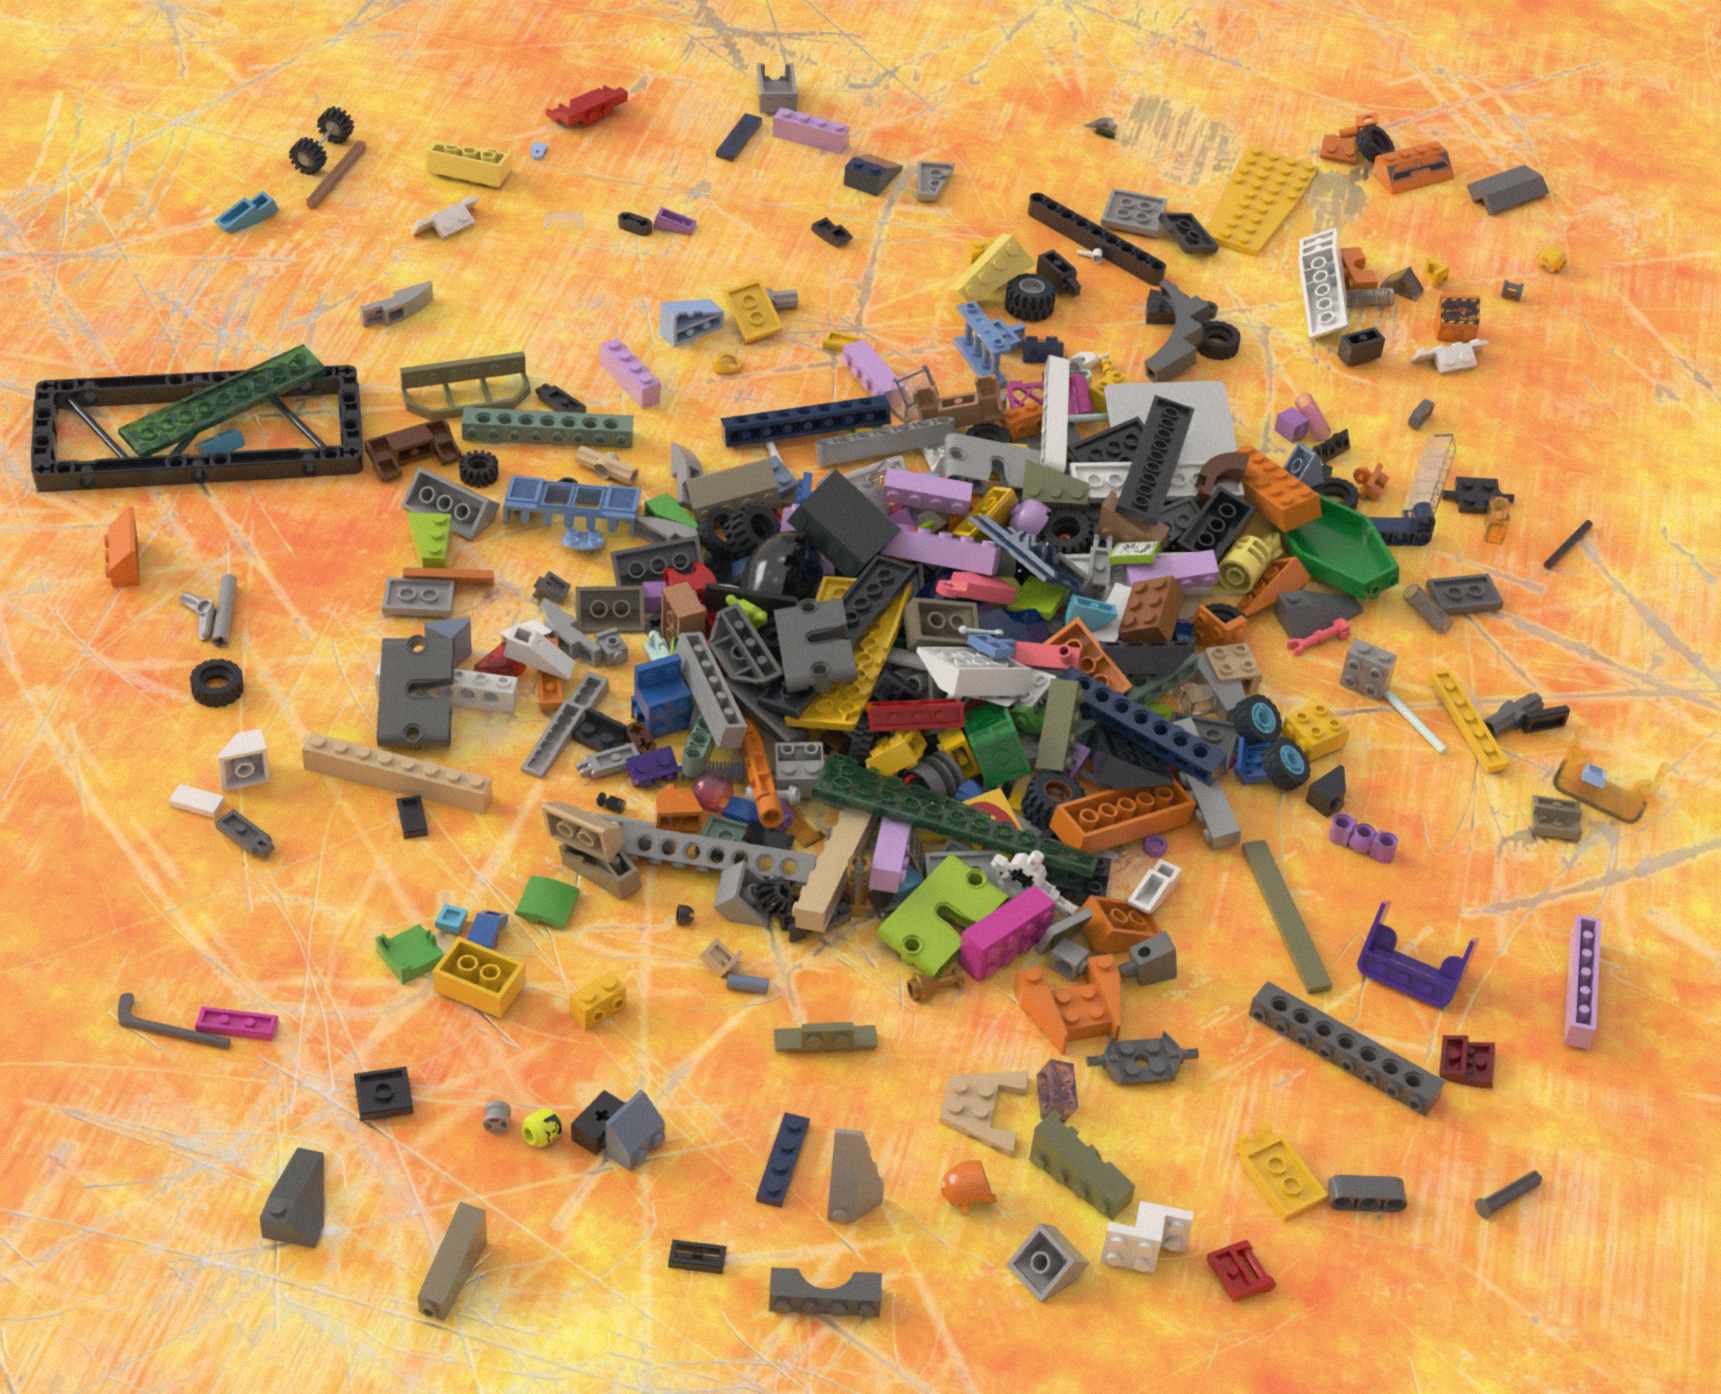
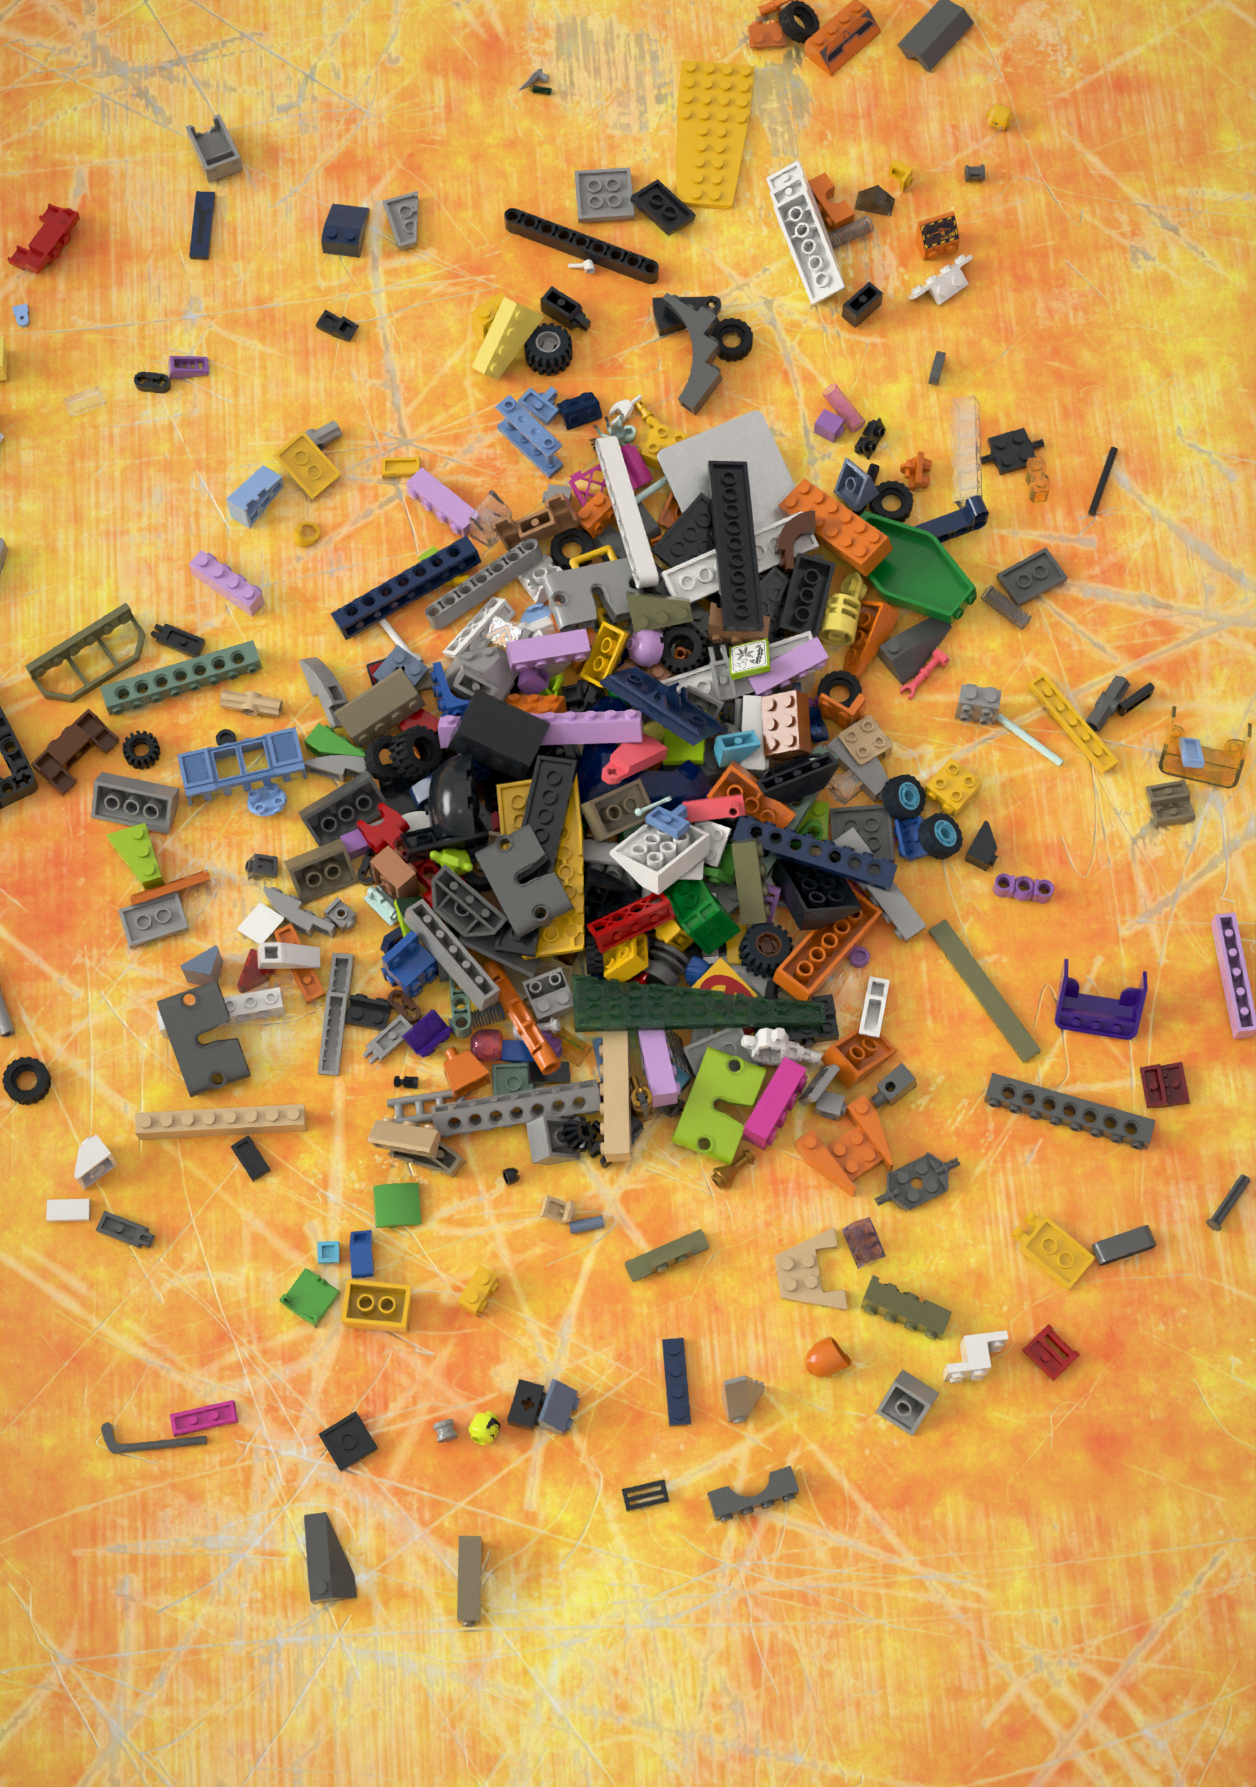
camera: 15 degrees left, 25 degrees up
(811, 130) = (268, 196): lavender brick -> none

